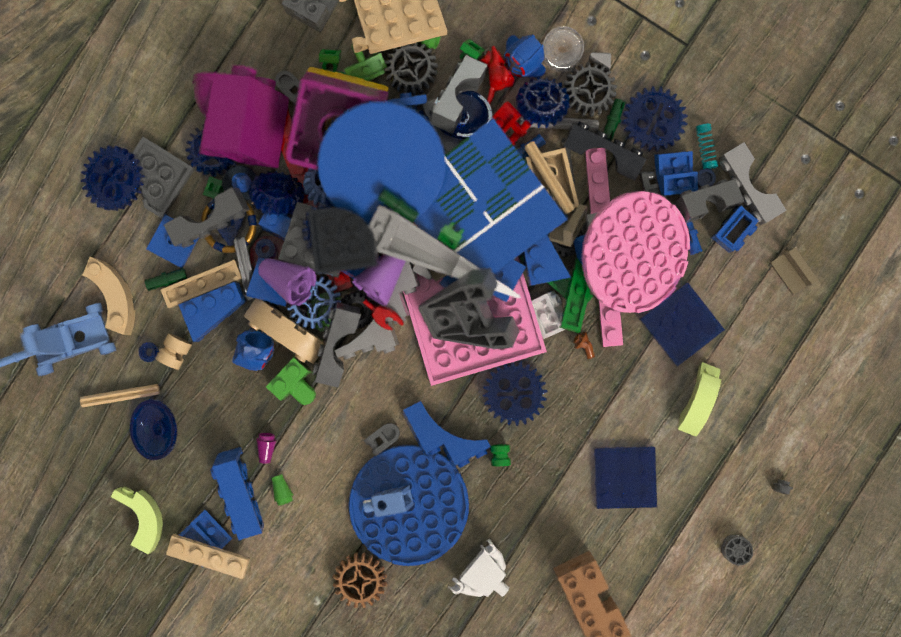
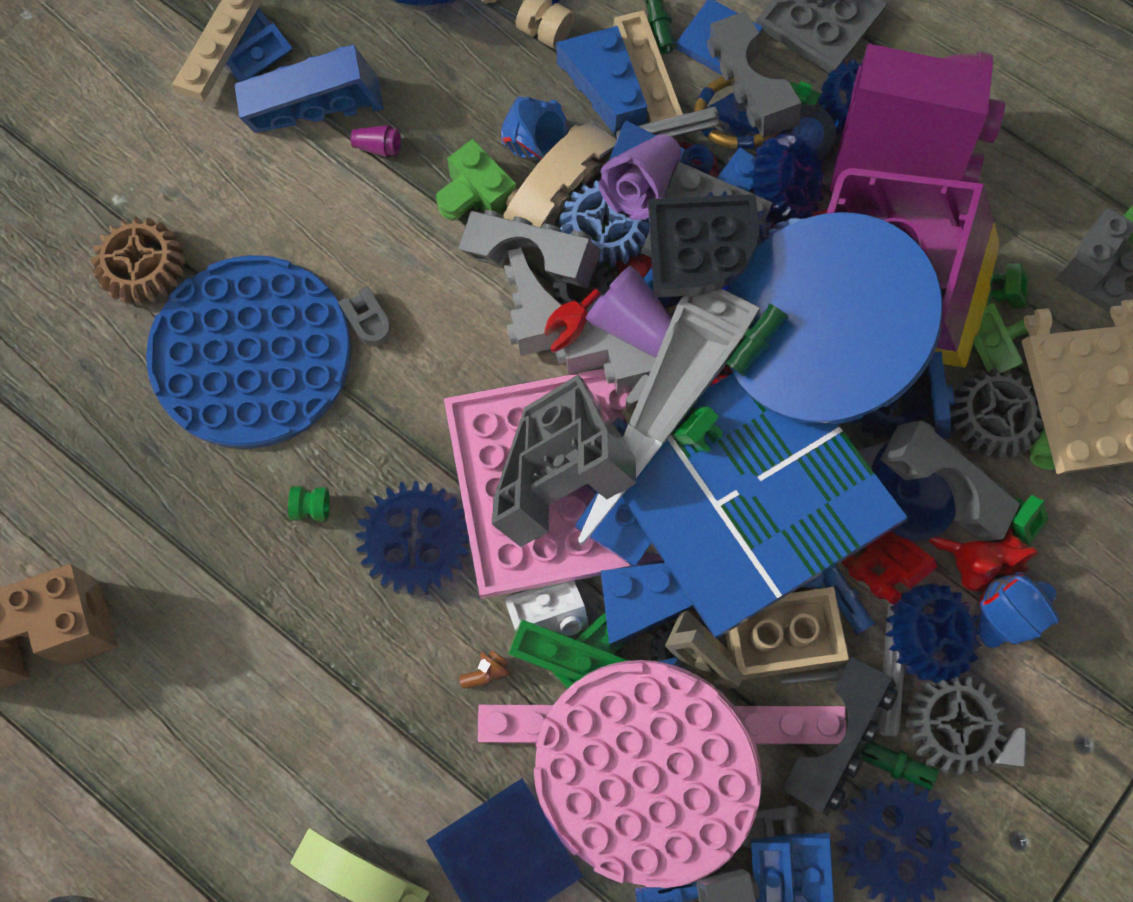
camera: 90 degrees right, 15 degrees down
(281, 490) = (303, 157): bright green cone -> none
(396, 501) = (252, 302): medium blue torso -> none
(432, 437) = (355, 390): blue arch -> none
(483, 574) = (108, 454): white torso -> none
(549, 177) = (794, 623): tan axle -> none
(567, 38) = (1052, 674): clear wheel -> none
(625, 477) = (236, 725): clear blue plate -> none

